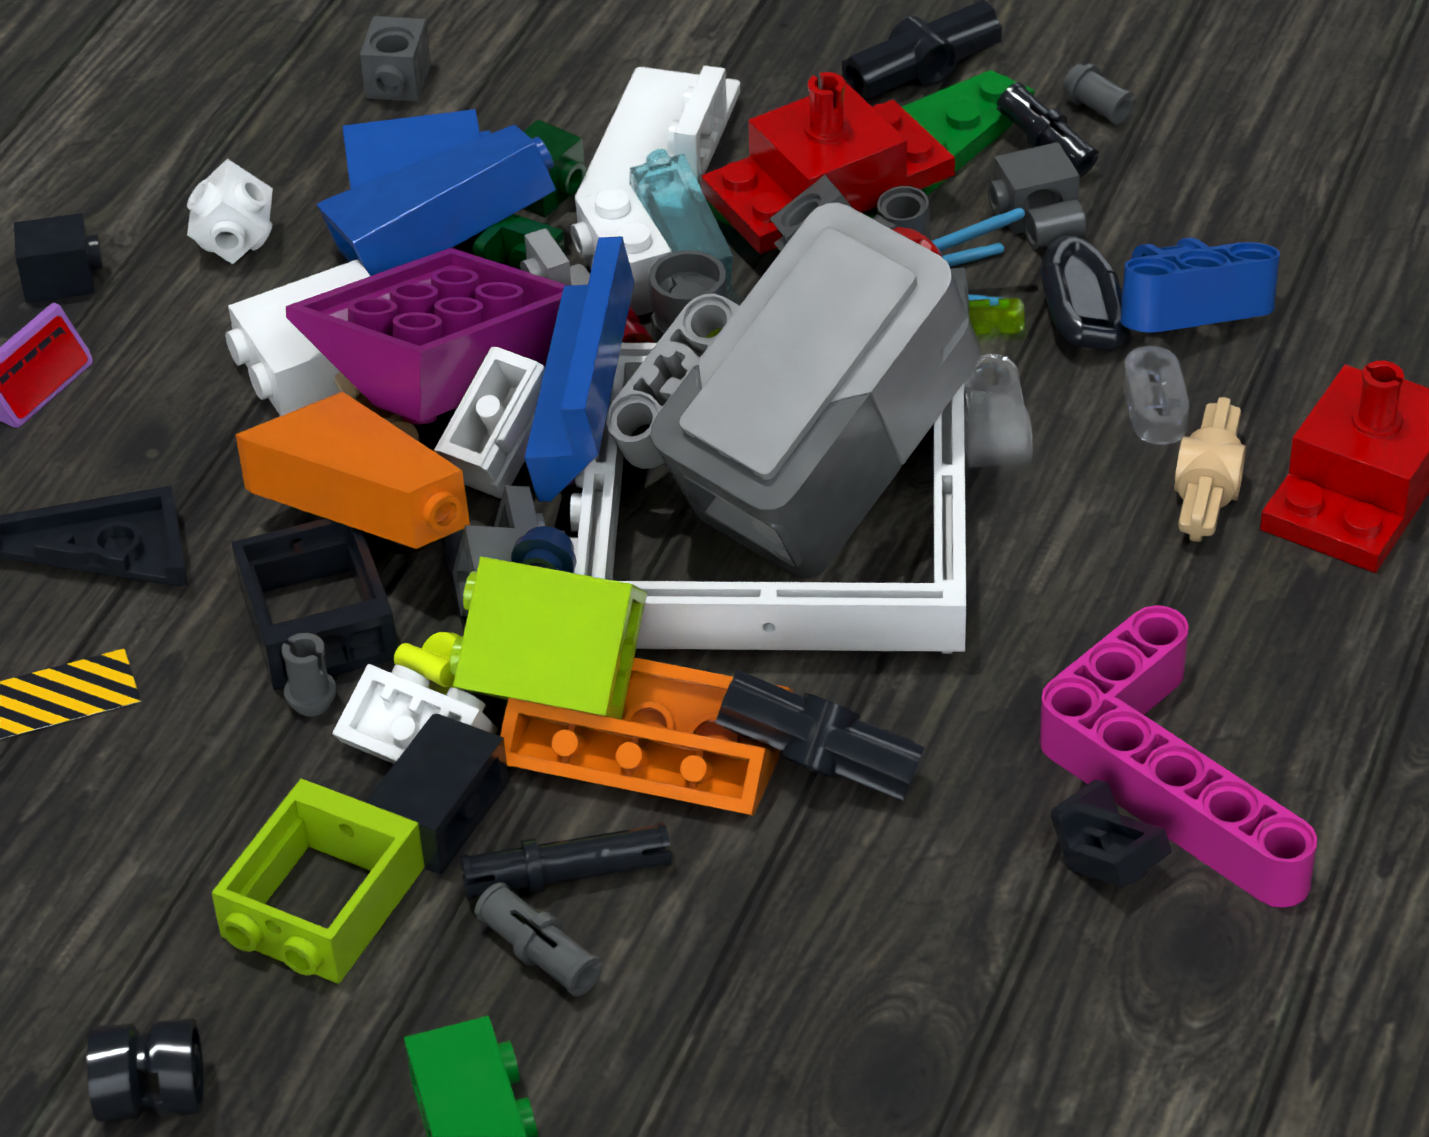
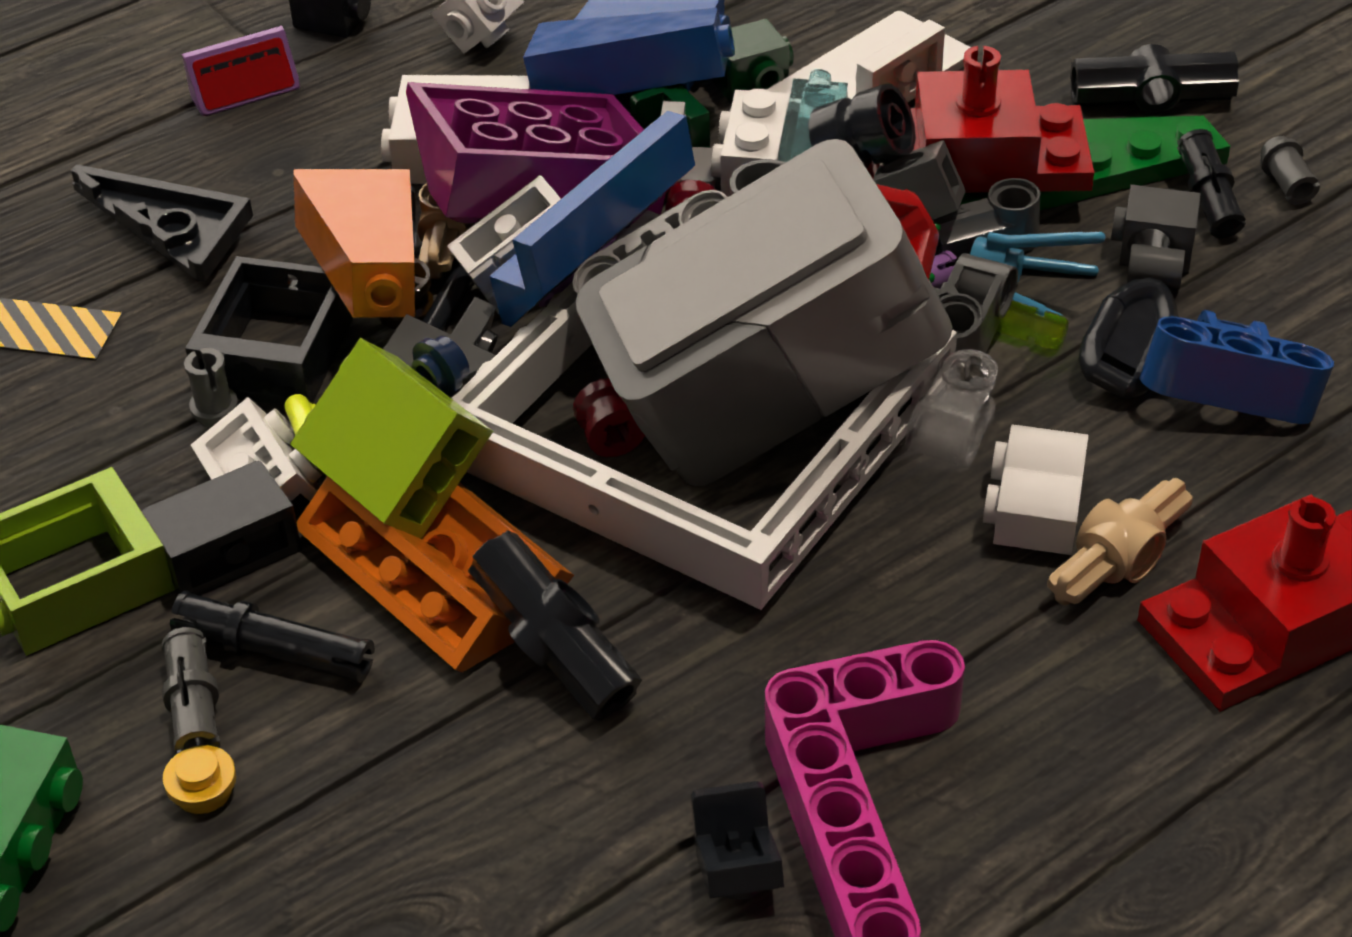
camera: 30 degrees right, 0 degrees up
(609, 1003) = (200, 778): none -> yellow plate
(701, 545) = (606, 420): none -> dark red wheel
(742, 194) = (872, 122): none -> black wheel
(1113, 453) = (1038, 489): none -> white brick
(1166, 393) = (1118, 450): clear beam -> none

